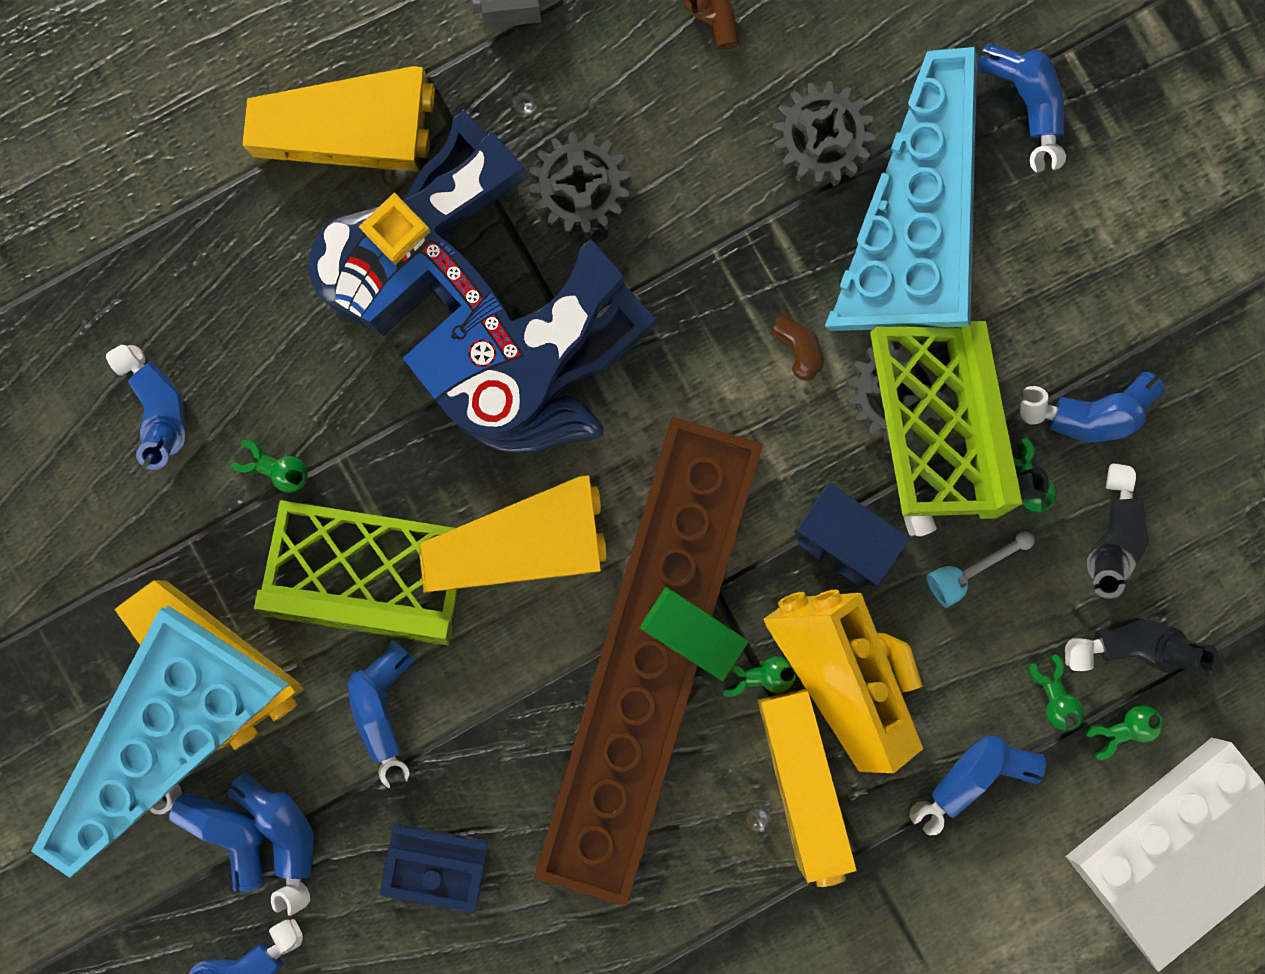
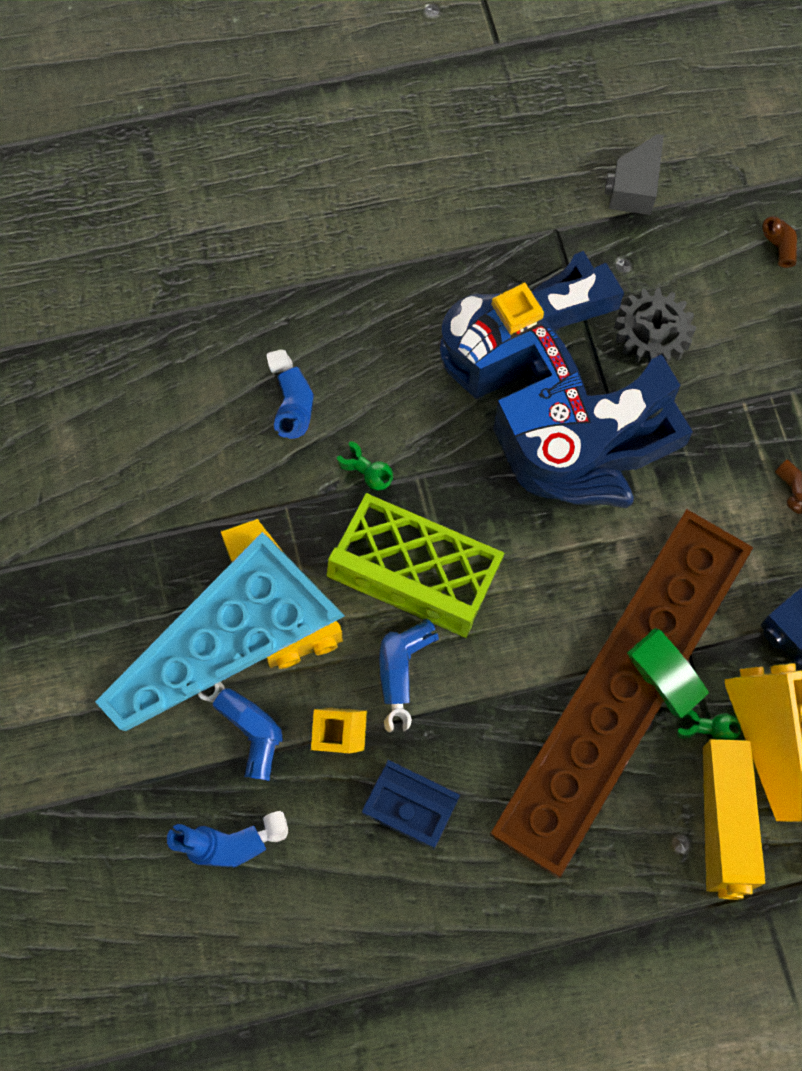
camera: 15 degrees right, 15 degrees down
(289, 831) = (299, 759): blue arm -> none
(325, 810) = (338, 730): none -> yellow brick
(346, 122) = (490, 242): yellow slope -> none
(522, 542) = (545, 568): yellow slope -> none

